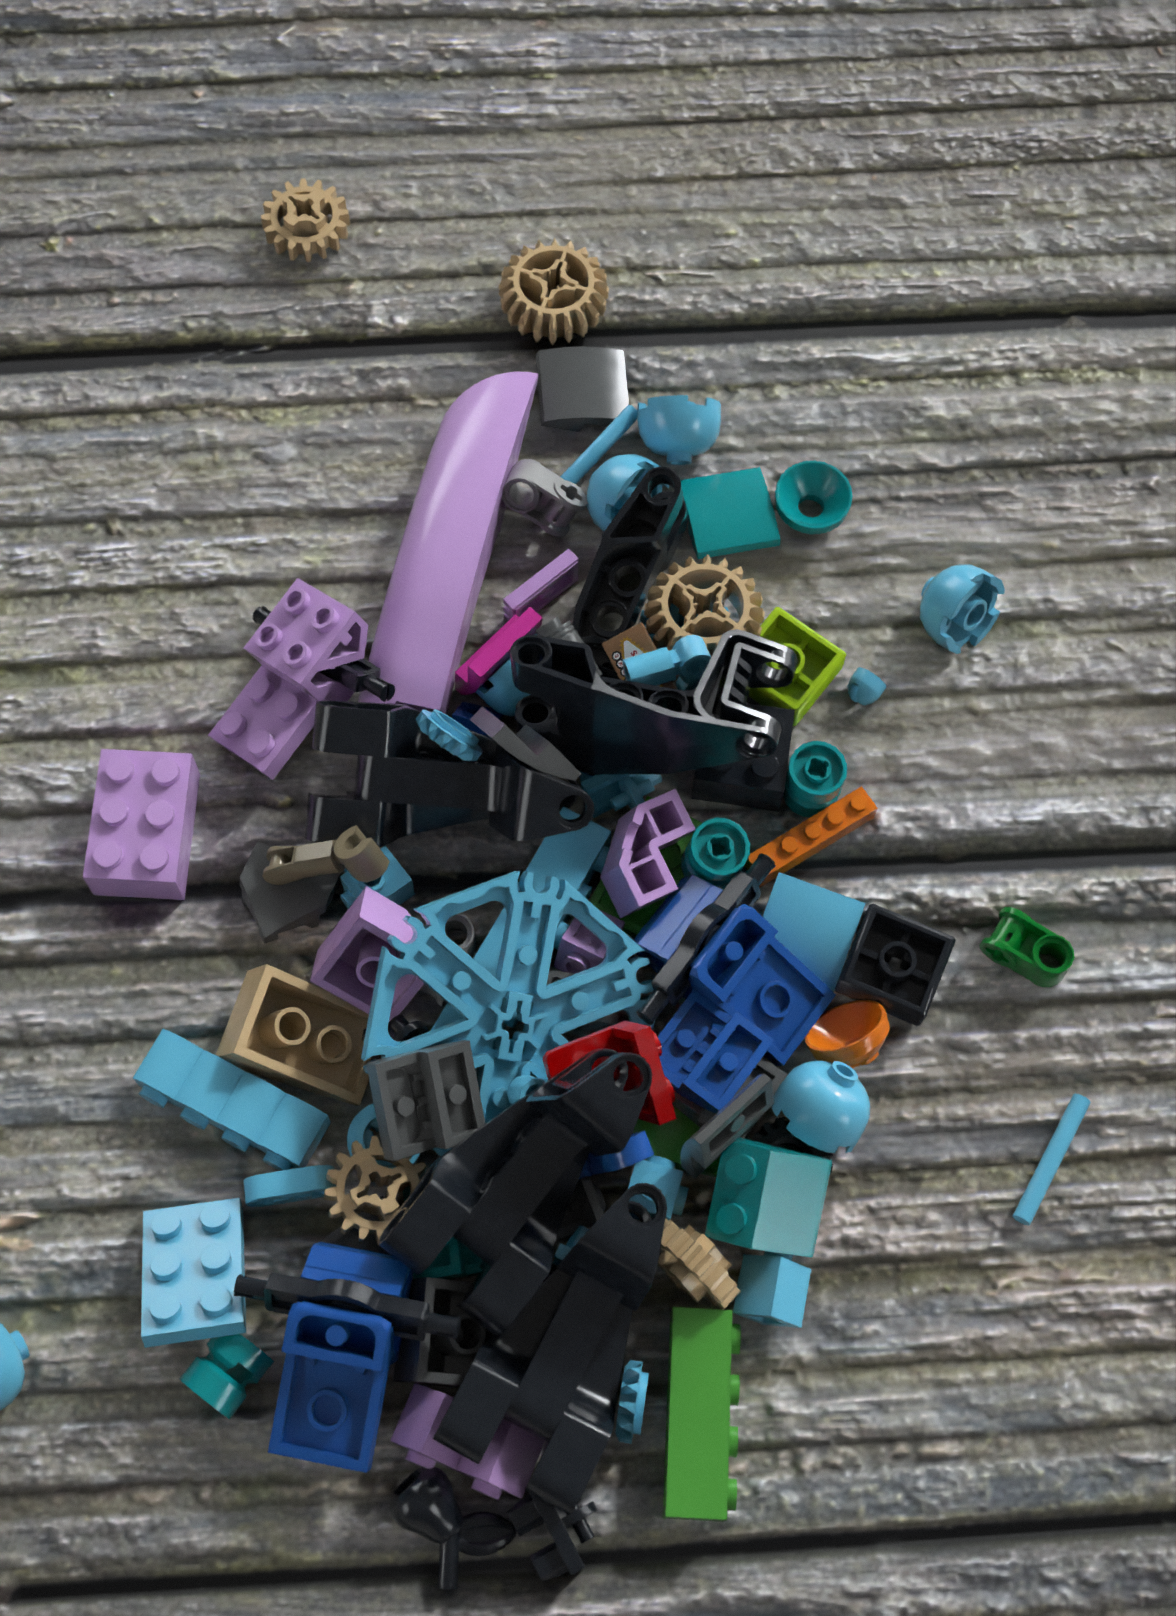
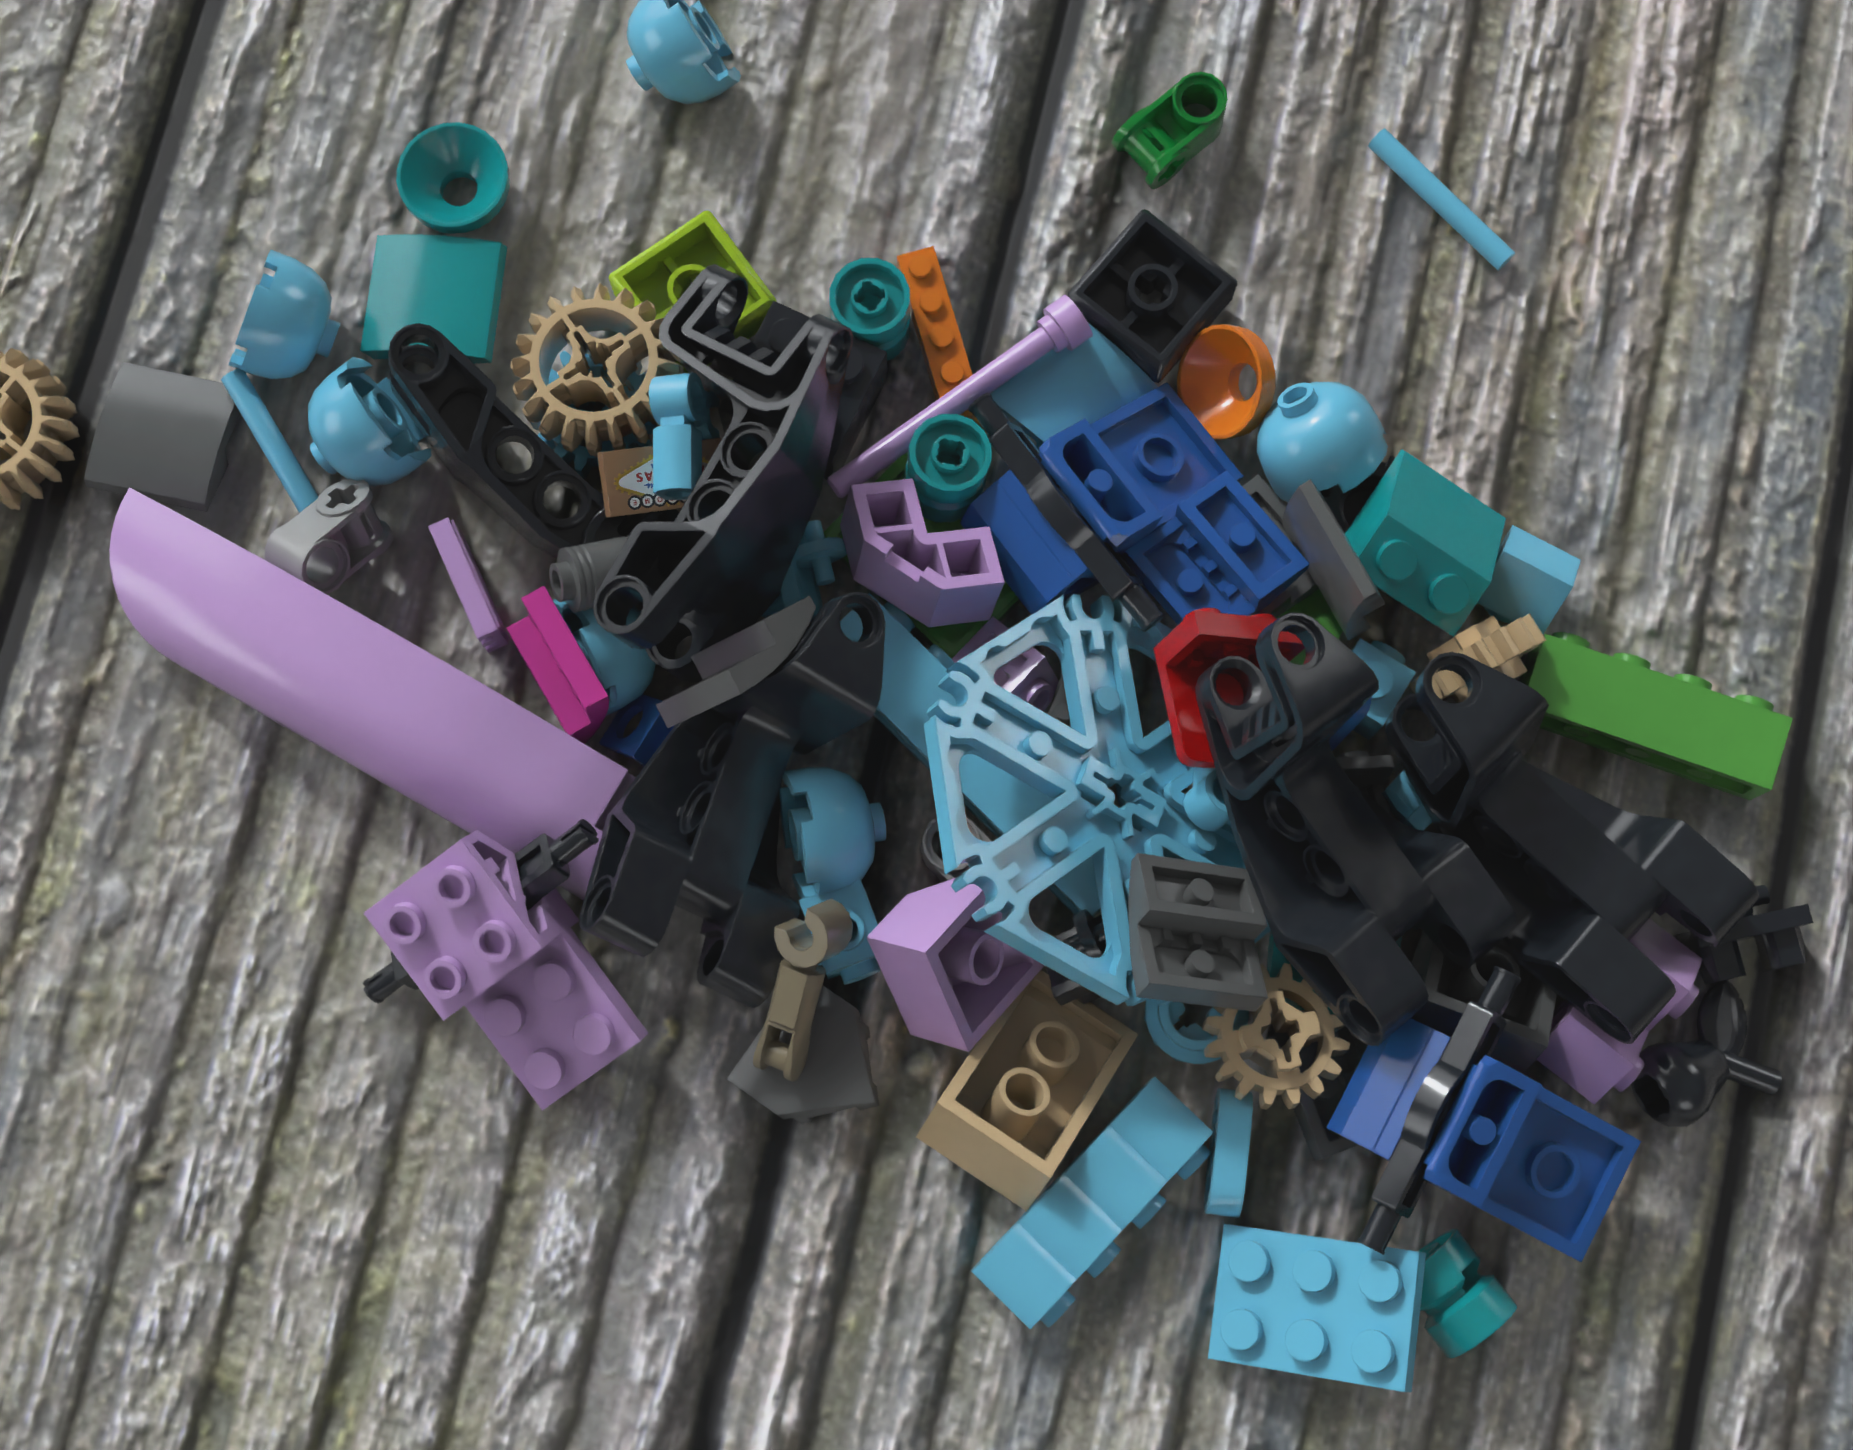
camera: 70 degrees left, 10 degrees up
(142, 824) = (654, 1234): lavender brick -> none
(440, 852) = (828, 828): none -> medium azure cylinder
(449, 734) = (682, 761): medium azure gear -> none
(631, 1402) = (1622, 787): medium azure gear -> none
(842, 901) = (1058, 329): none -> lavender piece
(865, 687) = (752, 206): medium azure hinge -> none

